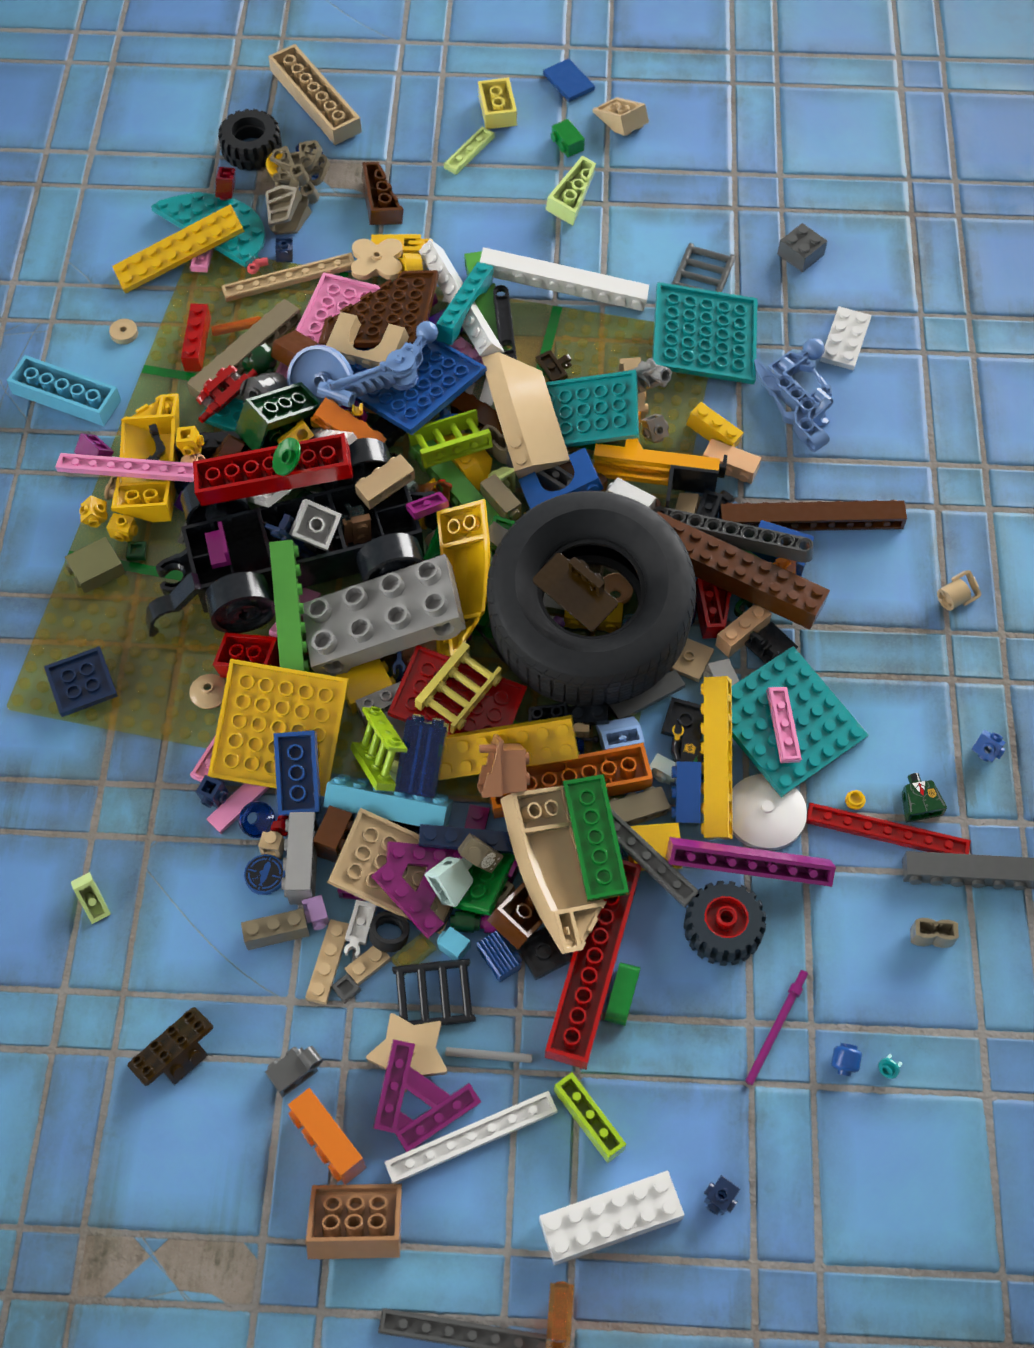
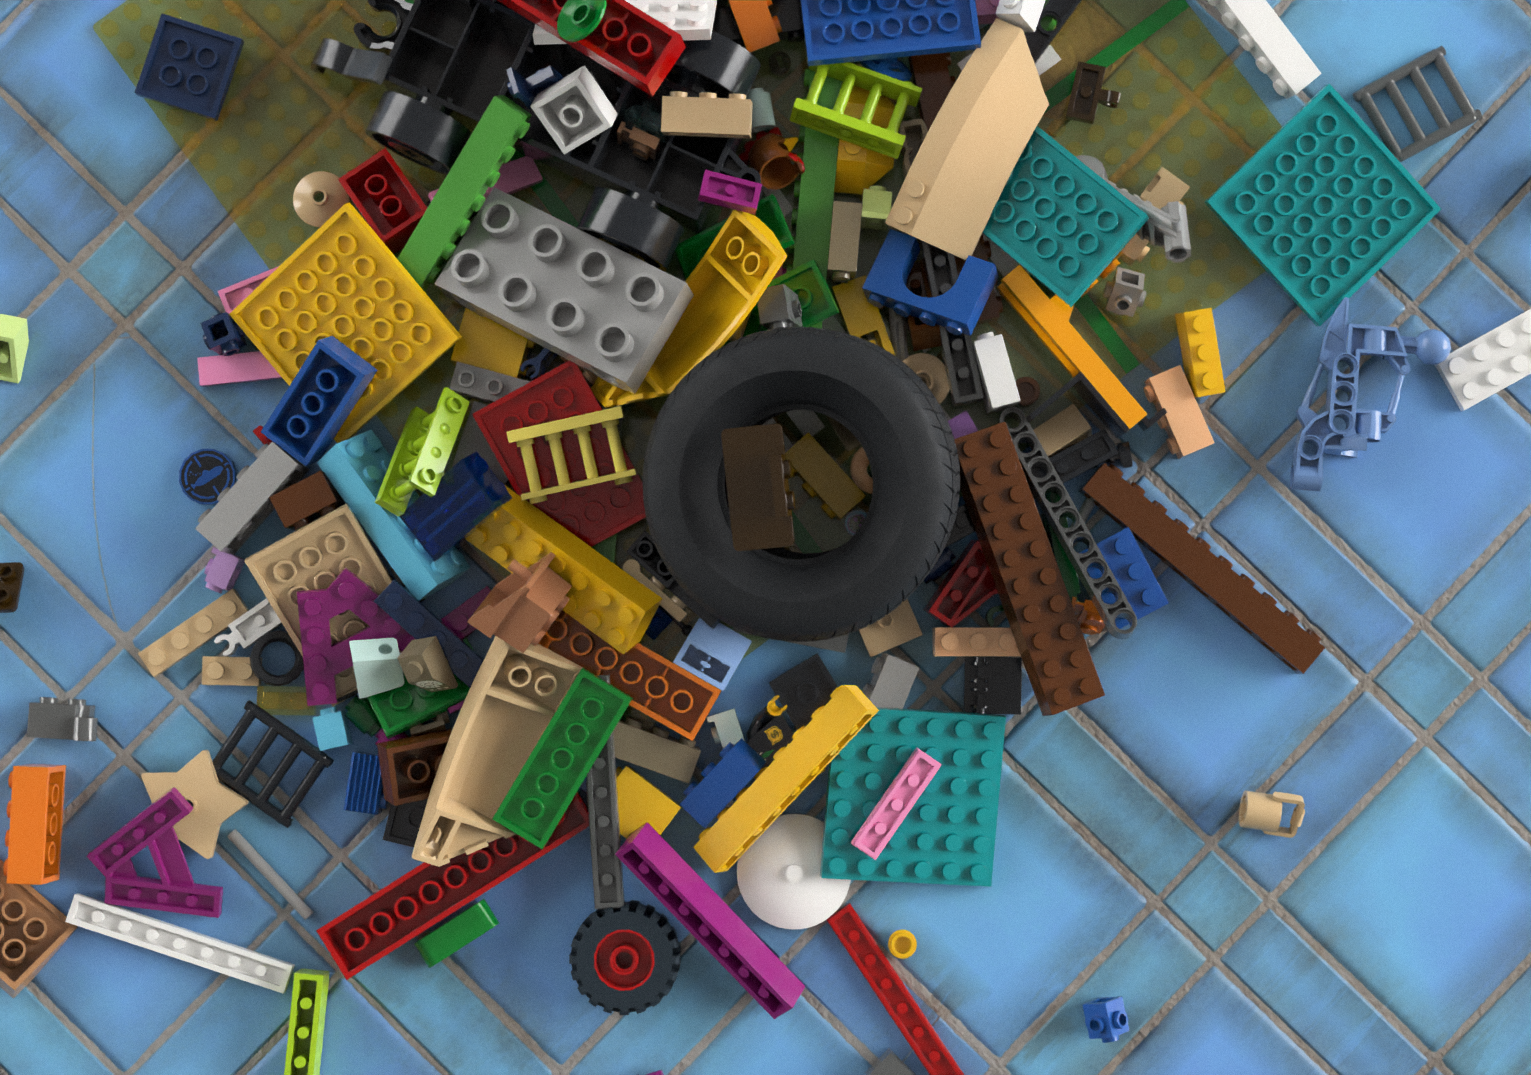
camera: 40 degrees right, 25 degrees up
(218, 548) = (444, 42): magenta panel -> none
(264, 819) = (244, 416): clear blue piece -> none
(272, 841) = (239, 450): tan brick -> none
(275, 929) = (164, 552): dark tan brick -> none
(346, 988) = (187, 678): dark grey tile -> none
(921, 799) = (971, 1008): dark green torso -> none

